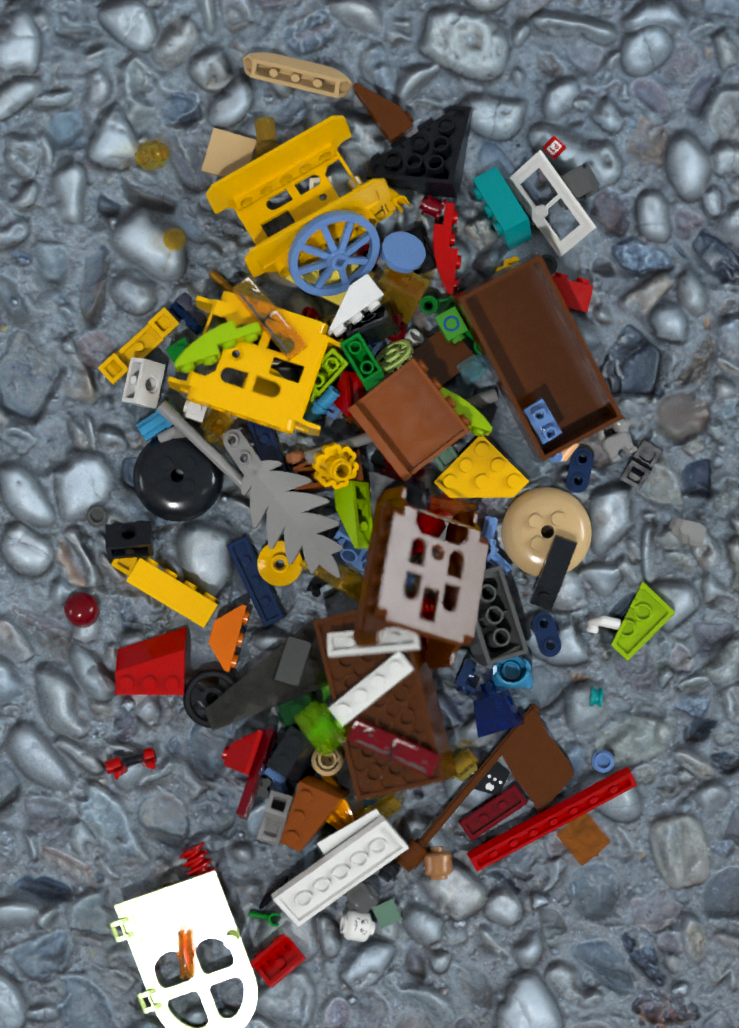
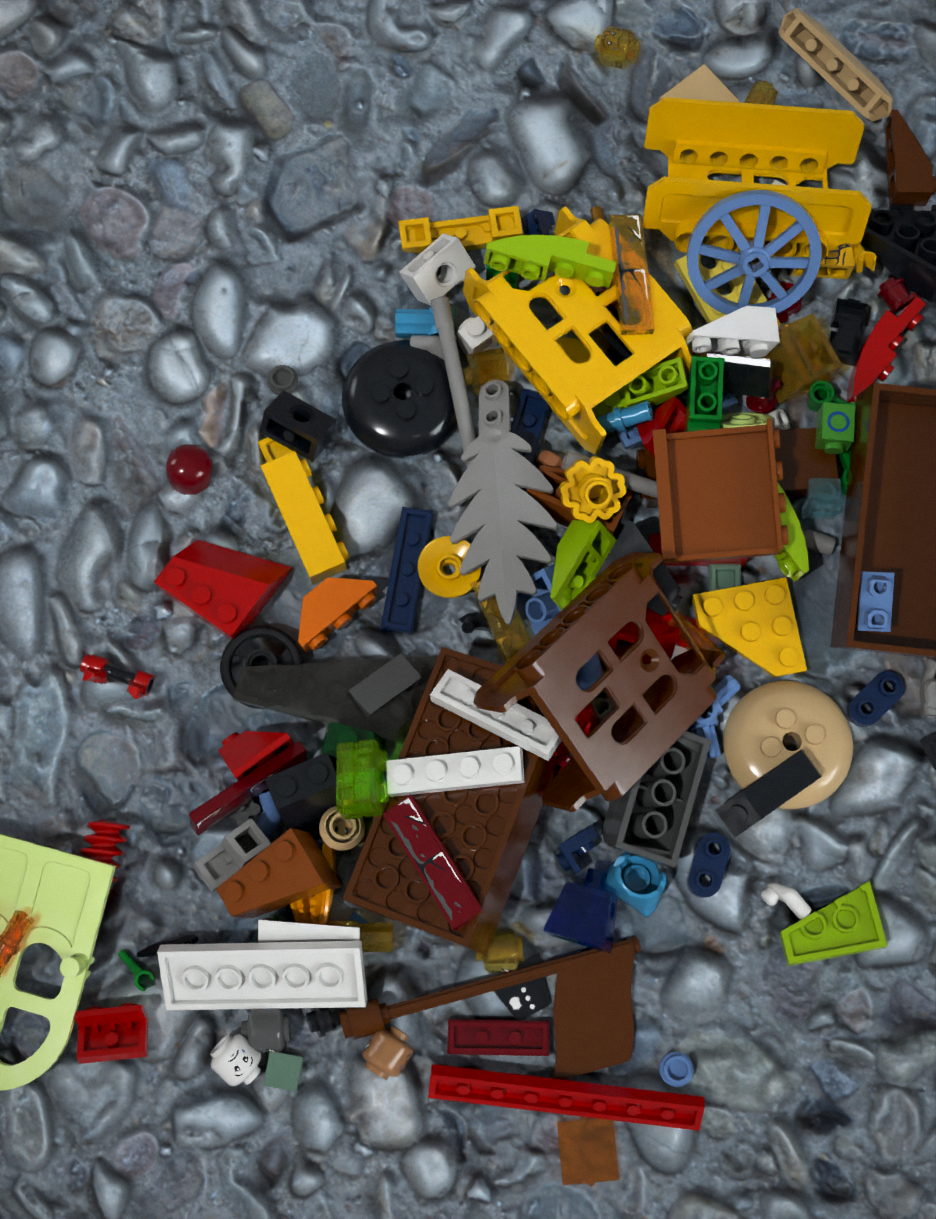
camera: 35 degrees right, 10 degrees down
(174, 239) = (580, 149): clear yellow plate -> none
(403, 252) = (831, 314): medium blue tile -> none
(564, 455) = (868, 666): arm -> none
(596, 696) = (720, 982): teal bush -> none

